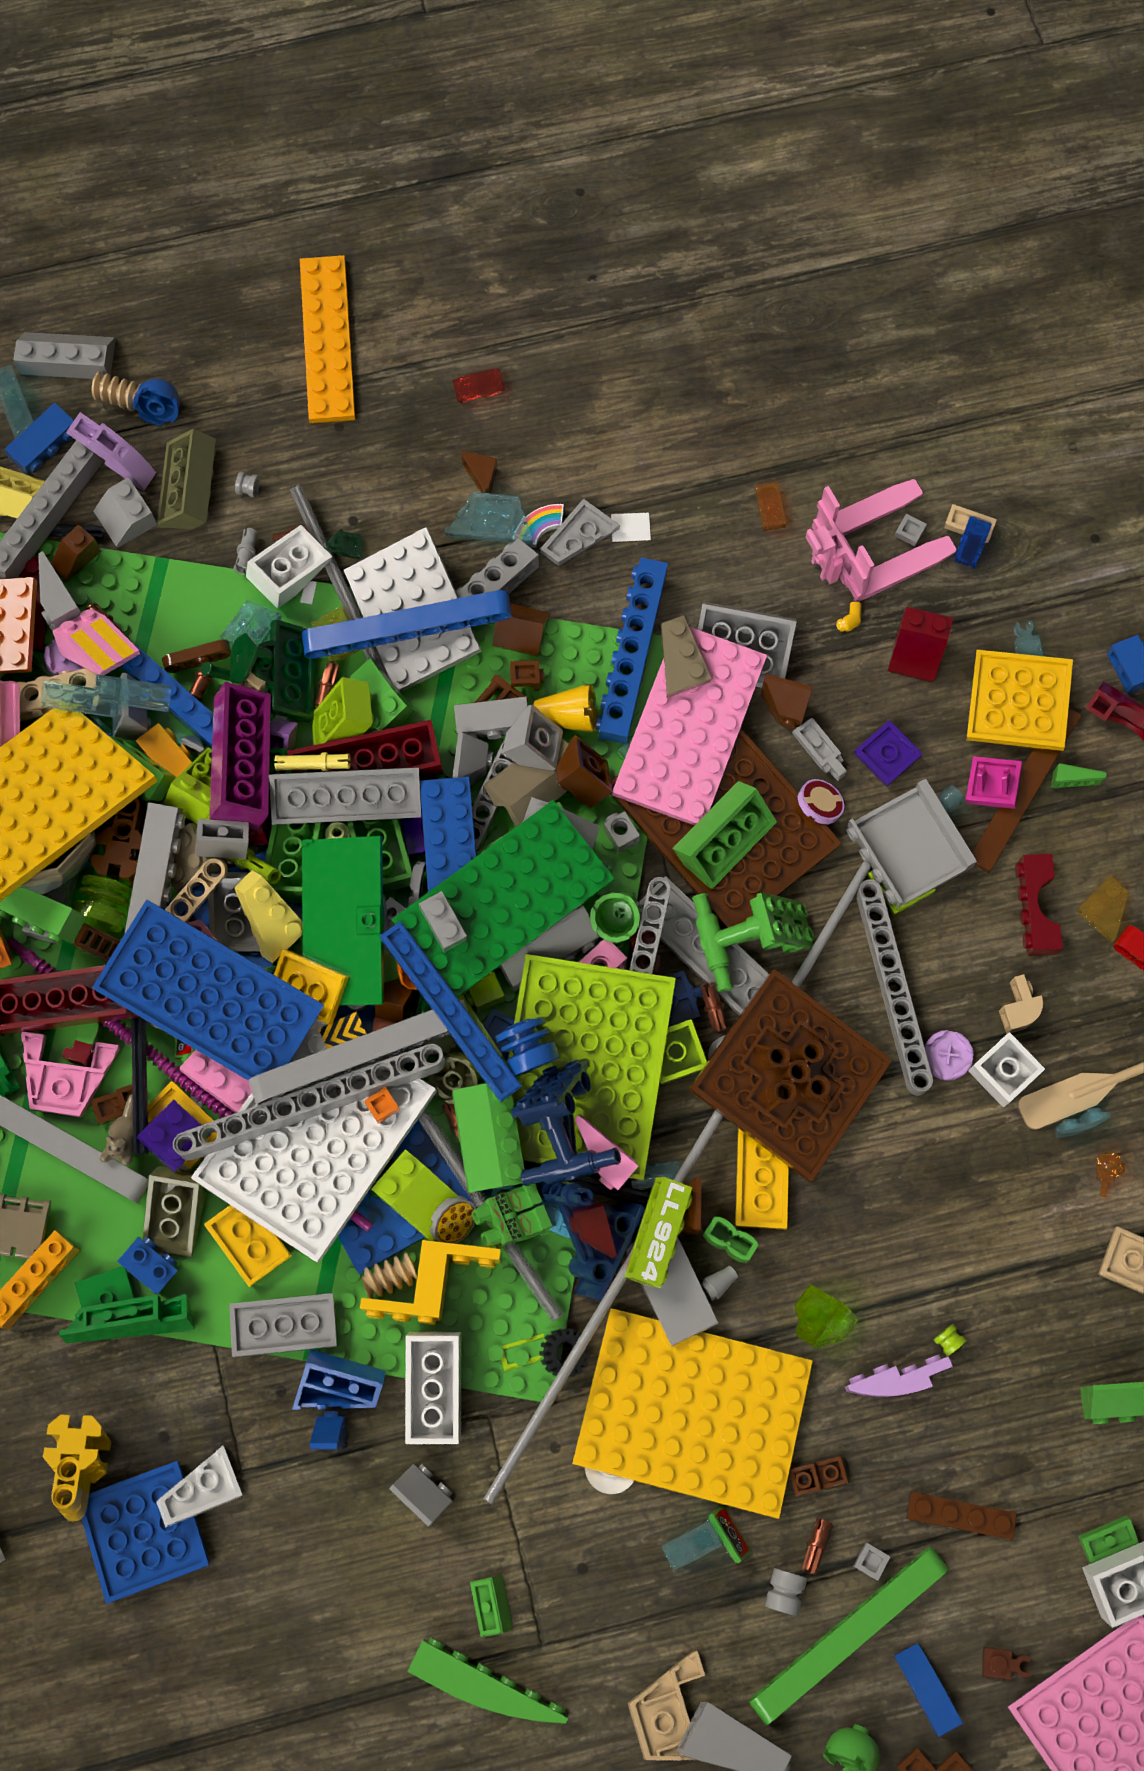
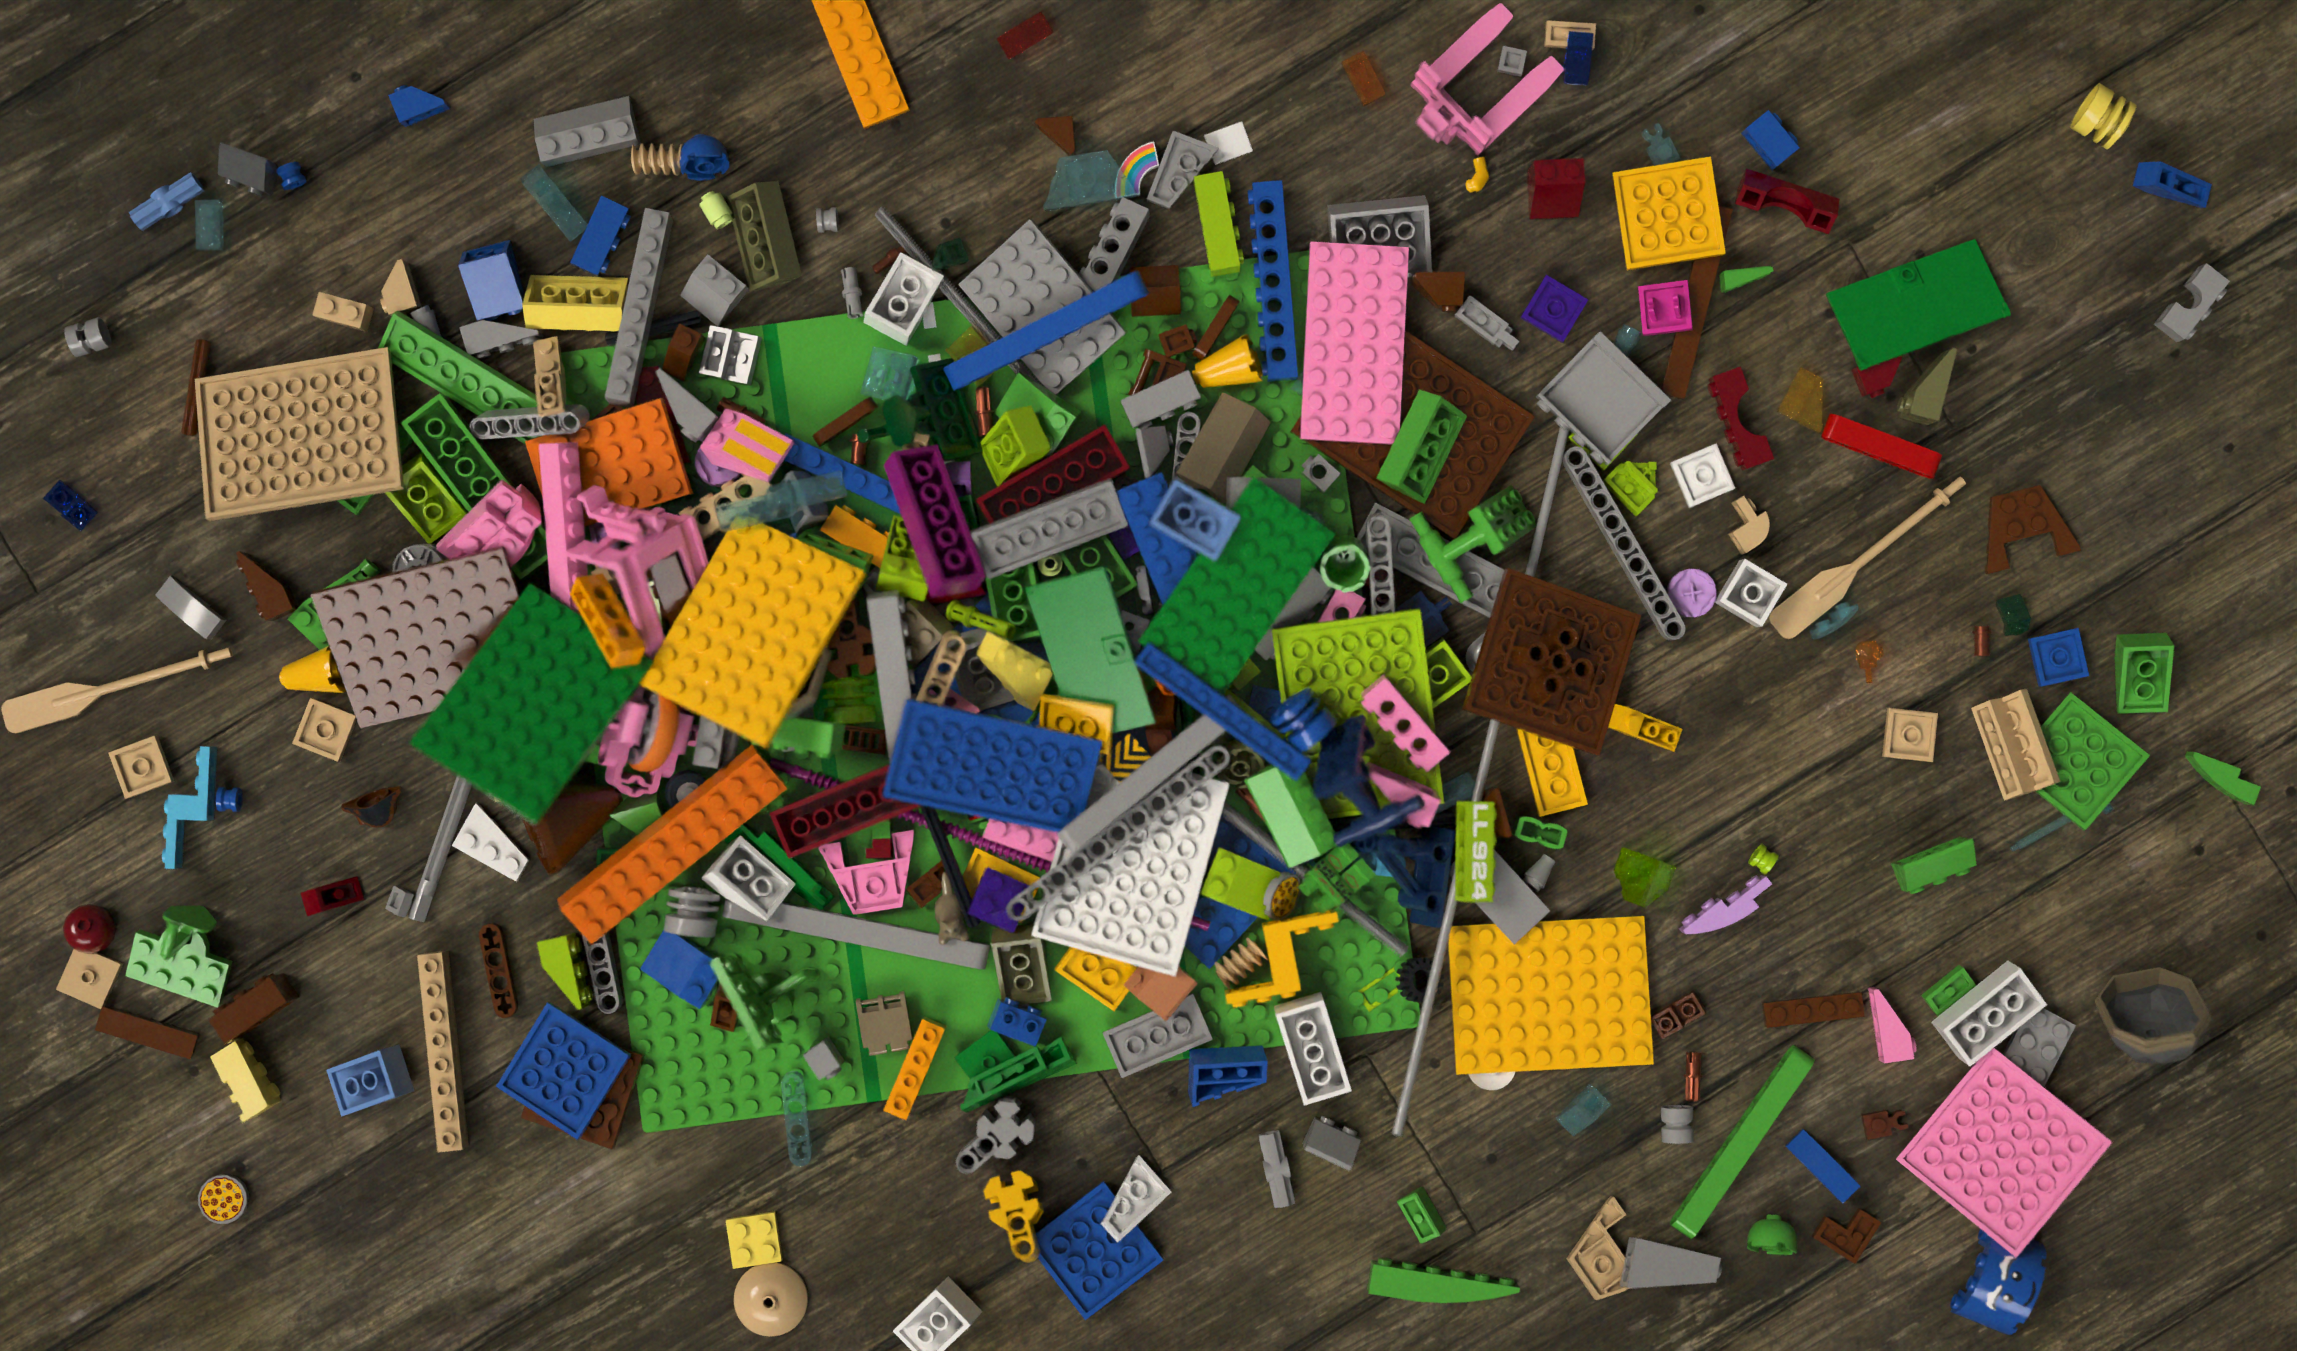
camera: 15 degrees left, 15 degrees up
(91, 1372) = (1000, 1131): none -> light grey connector
(114, 449) = (681, 230): lavender slope -> none
(116, 570) = (730, 355): none -> light grey slope
(152, 447) = (716, 209): none -> yellowish green brick
(193, 745) = (875, 513): light grey slope -> none
(222, 839) = (948, 610): light grey brick -> none
(300, 1275) = (1159, 990): none -> nougat slope
(312, 762) = (1005, 505): light yellow pin -> none
(329, 1432) = (1232, 1117): blue slope -> none
(357, 1505) = (1276, 1169): none -> light grey piece
(381, 1105) = (1185, 816): orange plate -> none
(442, 921) = (1190, 632): light grey brick -> none
(481, 820) = (1194, 520): none -> medium blue slope
(533, 740) = (1210, 413): light grey slope -> none
(566, 674) = (1215, 327): none -> reddish brown beam
(584, 773) = (1268, 427): reddish brown slope -> none
(593, 1228) = (1416, 868): clear red slope -> none
(596, 587) = (1217, 224): none -> lime brick
(617, 1044) = (1384, 690): none -> bright pink brick
(682, 658) = (1328, 280): dark tan wing -> none
(713, 1006) = (1459, 617): copper axle -> none
(729, 1534) = (1613, 1089): slope -> none
(821, 801) = (1503, 380): tile -> none
(864, 1169) = (1644, 727): none -> yellow slope
(871, 1561) = (1745, 1074): light grey plate -> none
(918, 935) = (1633, 484): none -> lime slope
(988, 947) = (1702, 475): none -> white tile
(1036, 1568) = (1892, 1037): none -> bright pink slope

